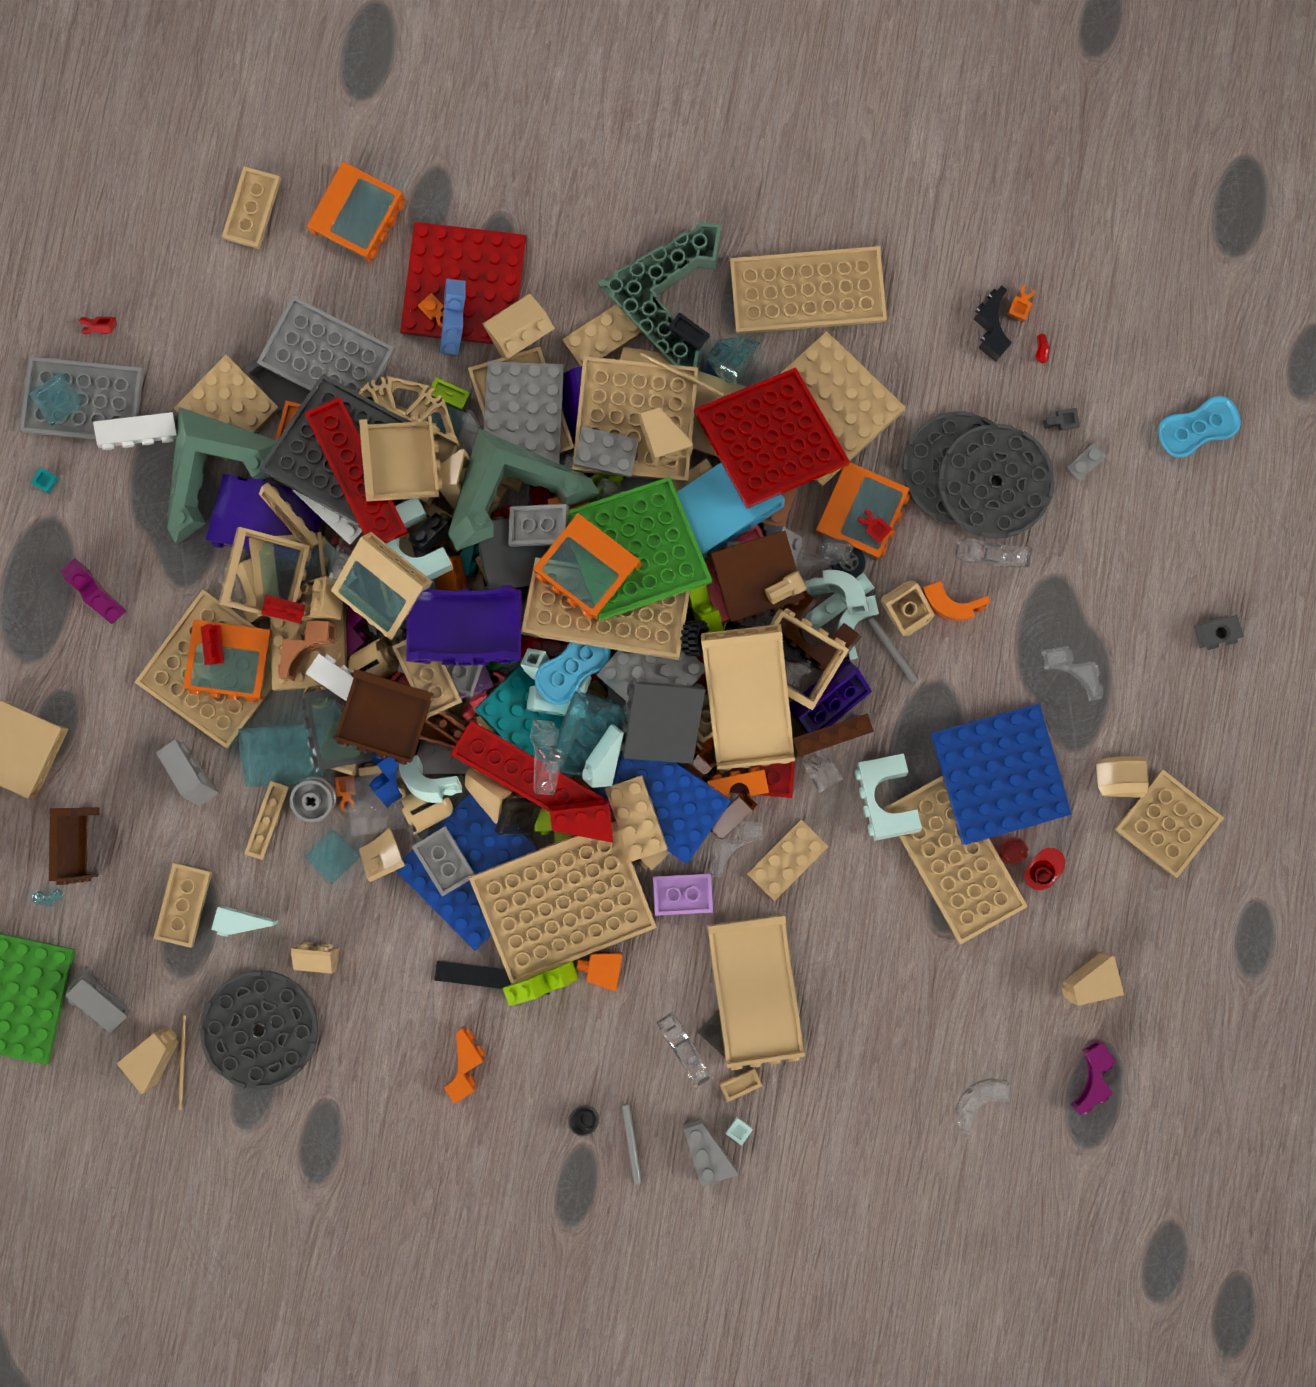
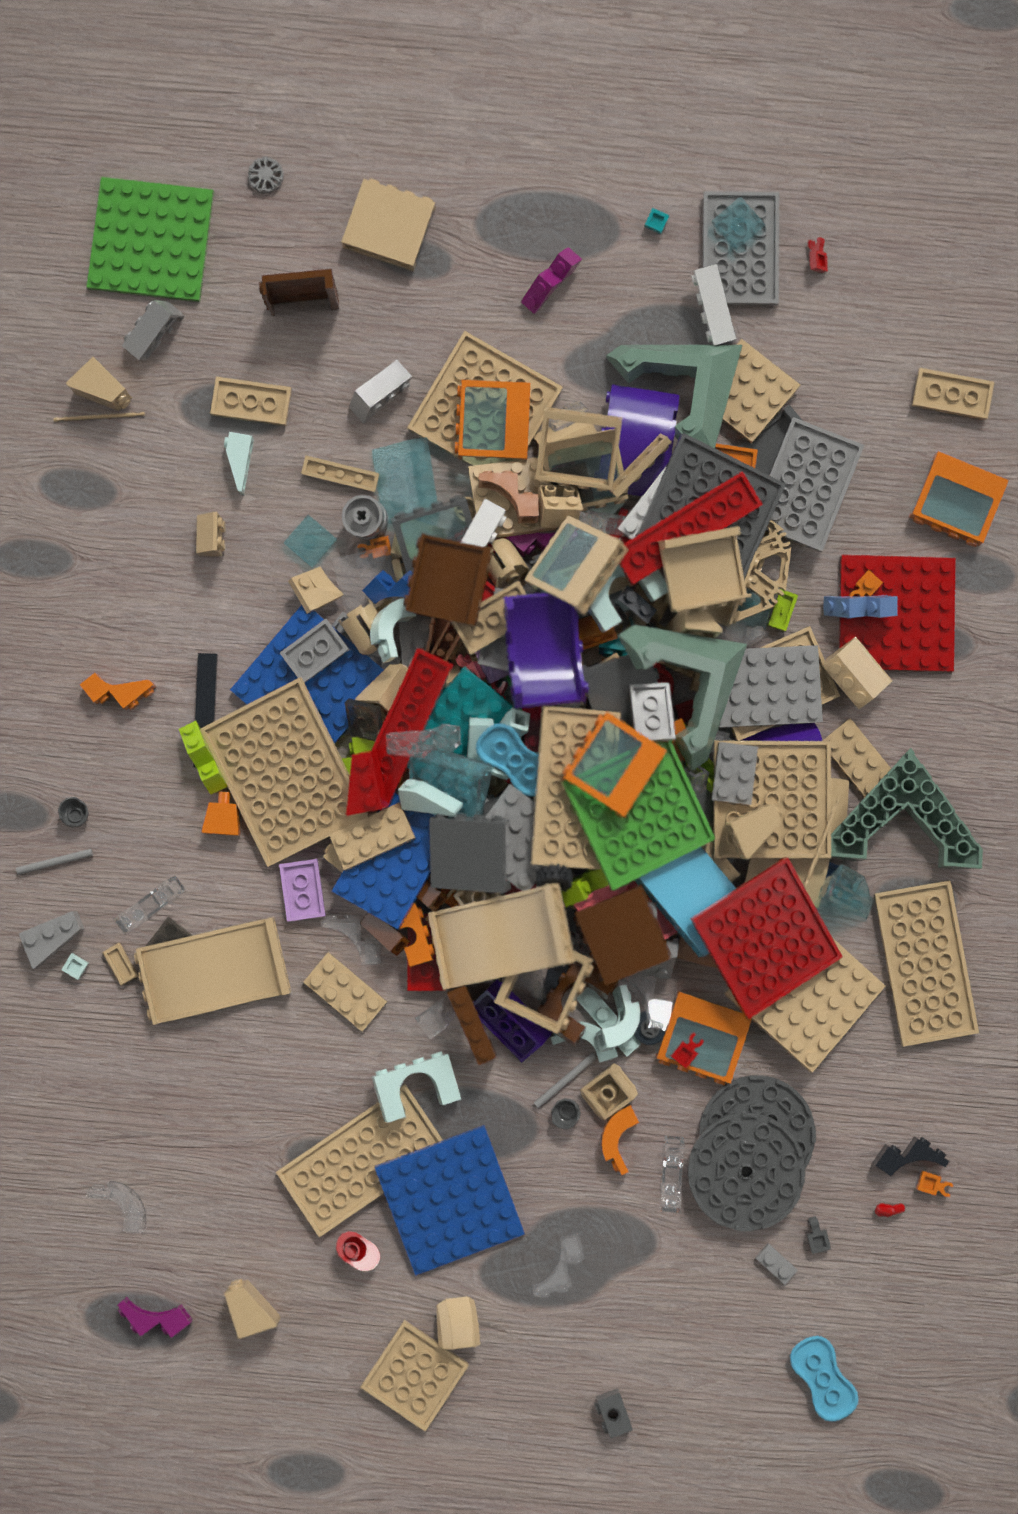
camera: 80 degrees right, 0 degrees up
(47, 900) = (244, 269): clear light blue arm -> none
(212, 644) = (506, 404): red hinge -> none
(230, 1033) = (108, 484): dark grey plate -> none
(283, 609) = (545, 471): red hinge -> none
(688, 331) = (867, 845): black tile -> none
(789, 586) = (616, 970): tan piece -> none
(925, 652) = (565, 1113): none -> dark grey hair
(1013, 851) = (373, 1219): clear red head -> none

